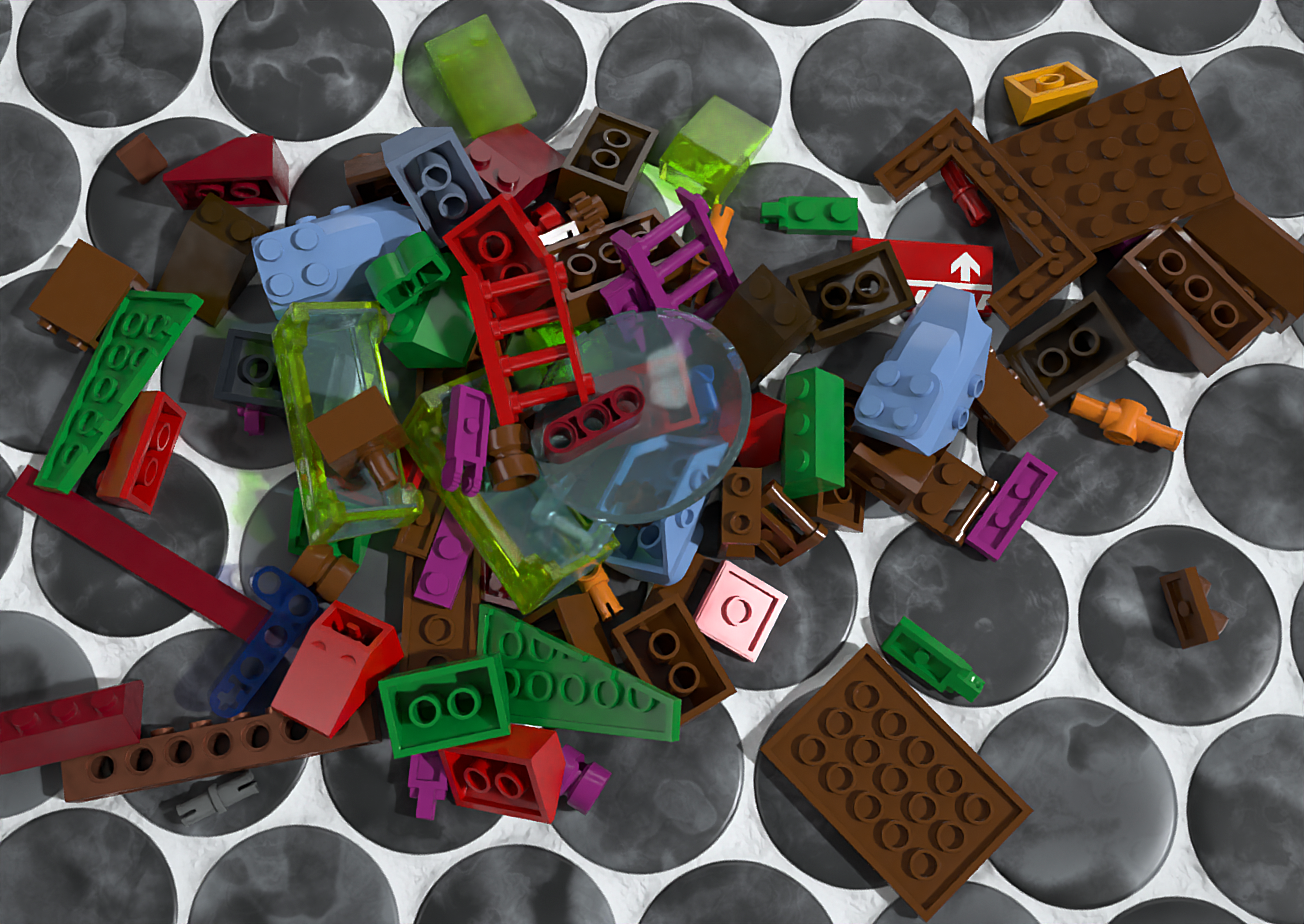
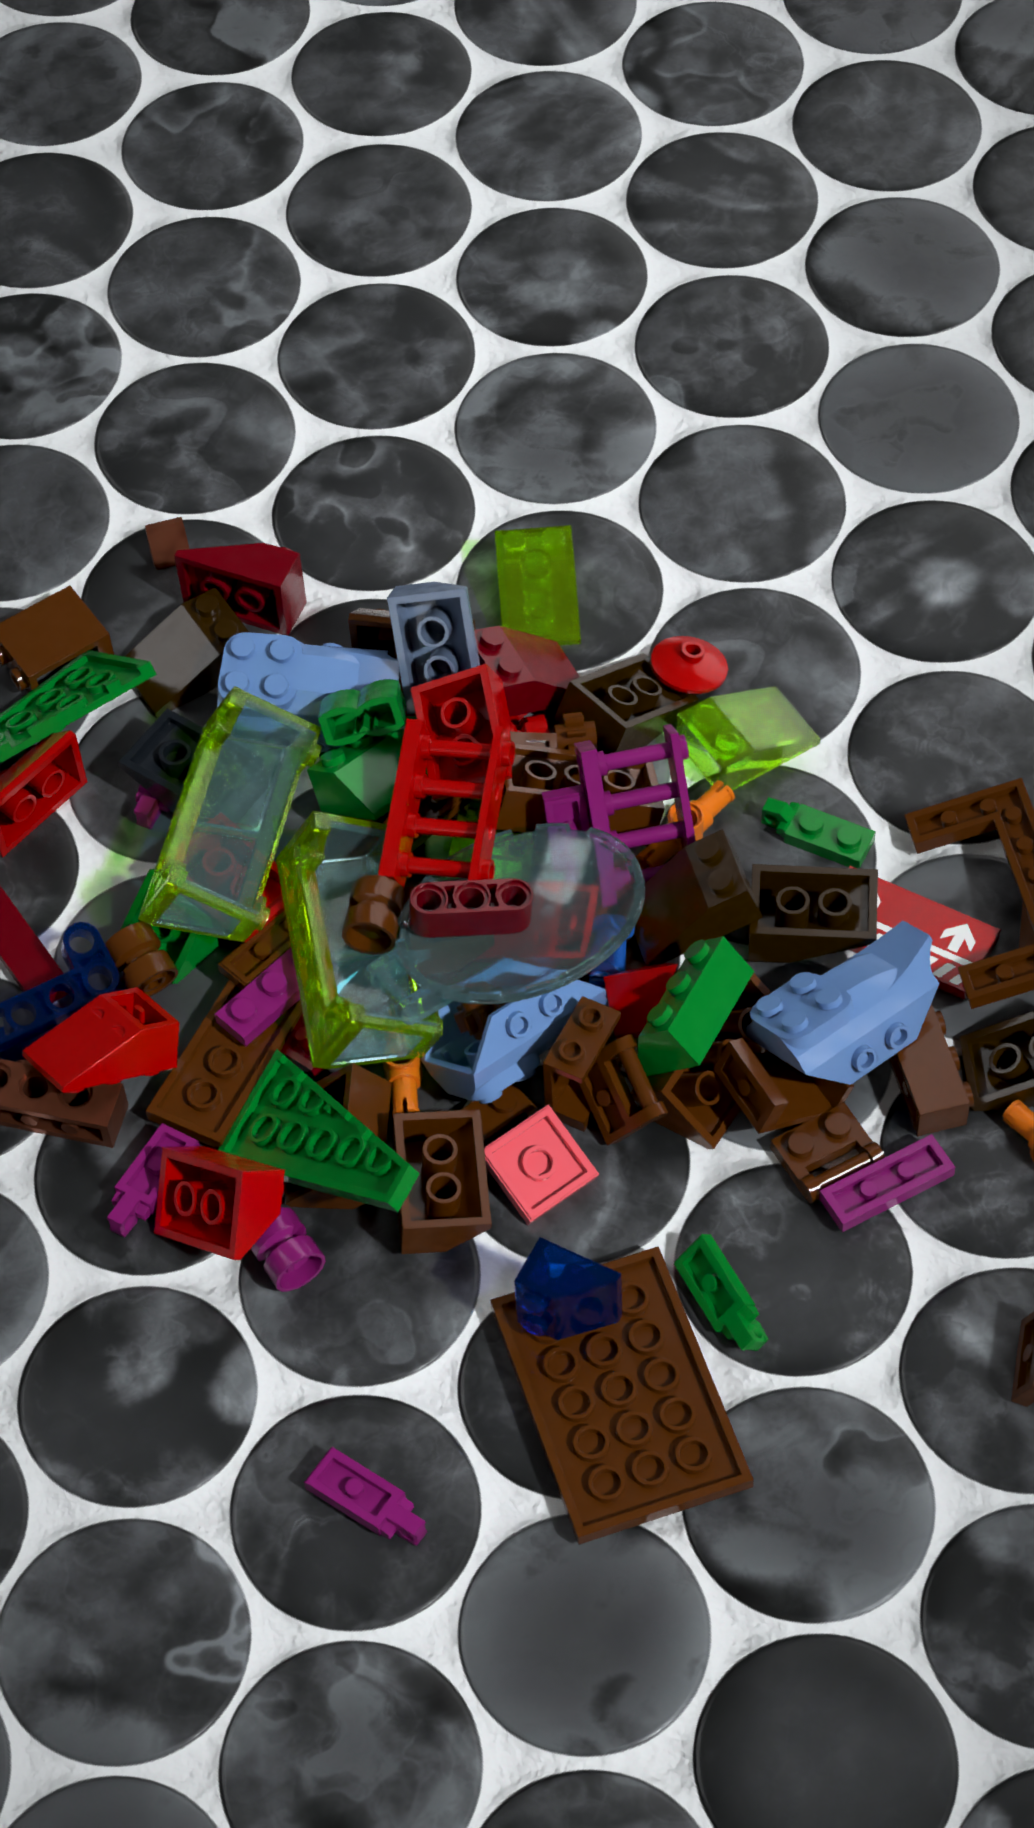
camera: 30 degrees right, 20 degrees down
(361, 437) = (237, 829): reddish brown brick -> none
(446, 704) = (193, 1109): green slope -> none
(466, 440) = (339, 871): magenta hinge -> none
(637, 102) = (689, 664): none -> red dish
(826, 732) = (565, 1293): none -> clear blue slope
(965, 194) = (995, 871): red axle -> none

